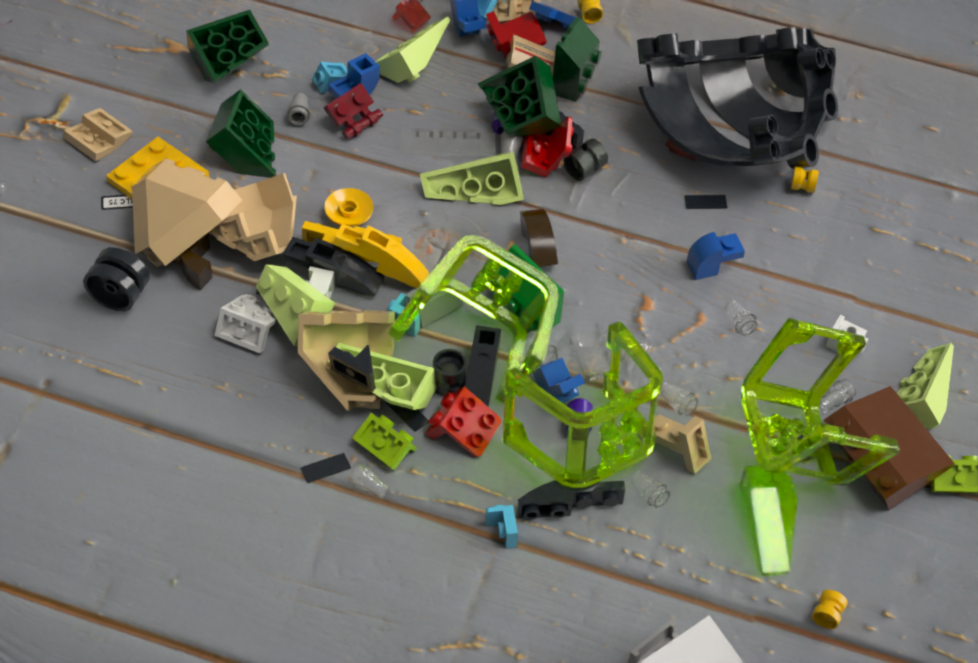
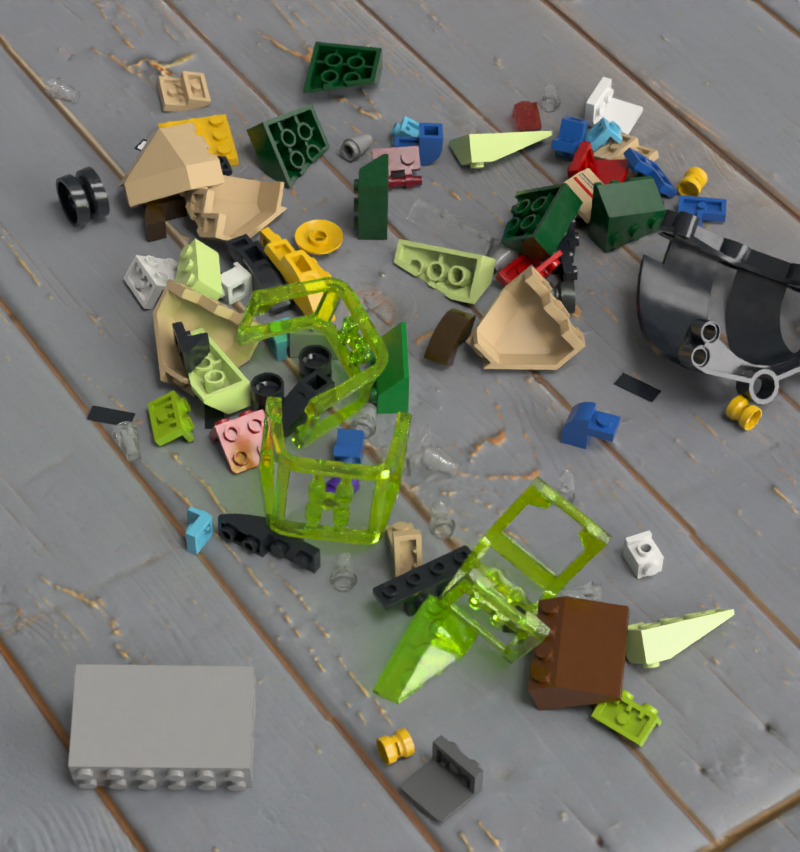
camera: 40 degrees right, 5 degrees down
(376, 150) = (372, 200): none -> dark green wedge
(461, 325) = (314, 358): none -> black wheel
(594, 197) = (526, 328): none -> tan panel
(614, 30) = (704, 208): none -> blue plate
(726, 457) = (417, 584): none -> black bracket
(890, 613) = (444, 781): none -> dark grey bracket

